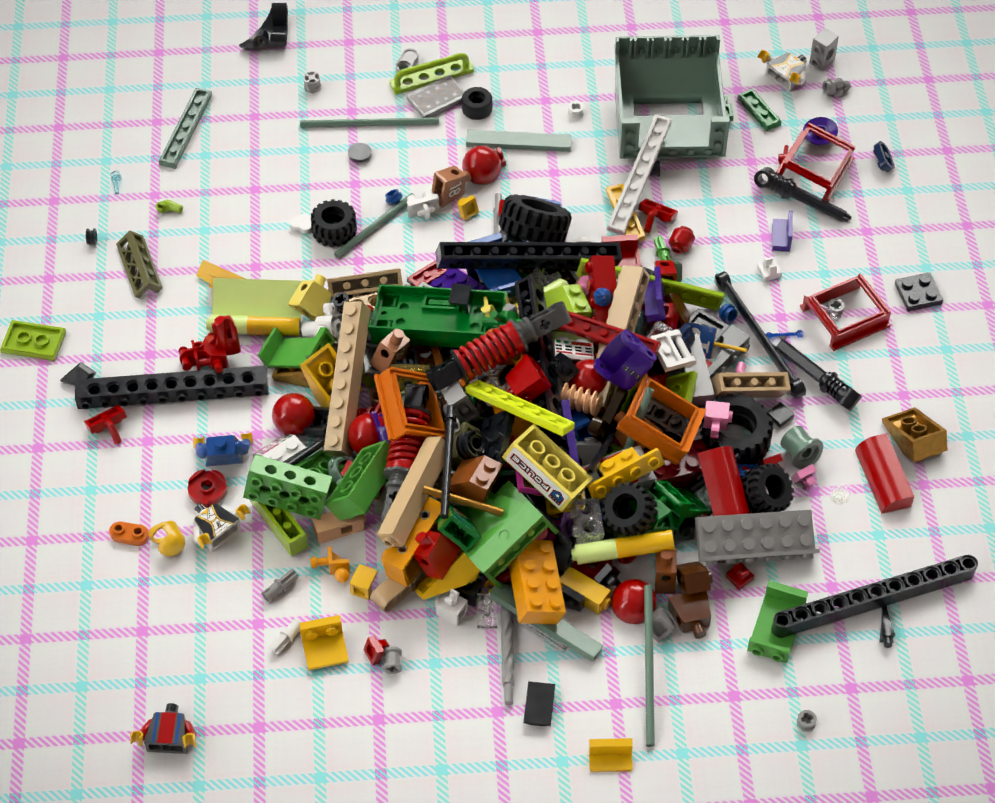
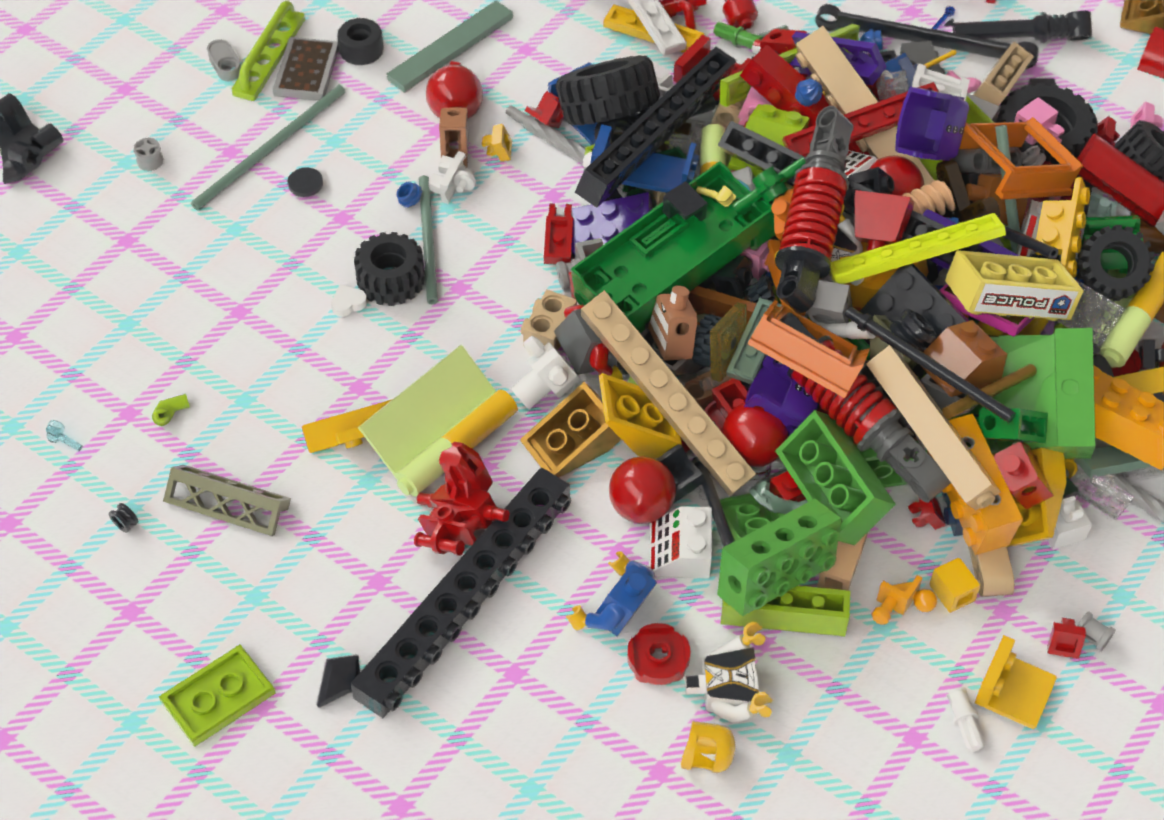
camera: 50 degrees left, 0 degrees up
(107, 419) = (442, 694): red plate -> none
(128, 533) = (649, 787): orange plate -> none
(185, 128) = (64, 314): sand green tile -> none
(279, 585) = (882, 675): light grey axle -> none
(291, 352) = (550, 424): bright green panel -> none
(311, 297) = (491, 356): light yellow torso -> none
(339, 300) = (538, 325): black bush -> none
(364, 282) = (512, 298): tan brick -> none
(801, 447) = (1111, 96): sand green piece -> none

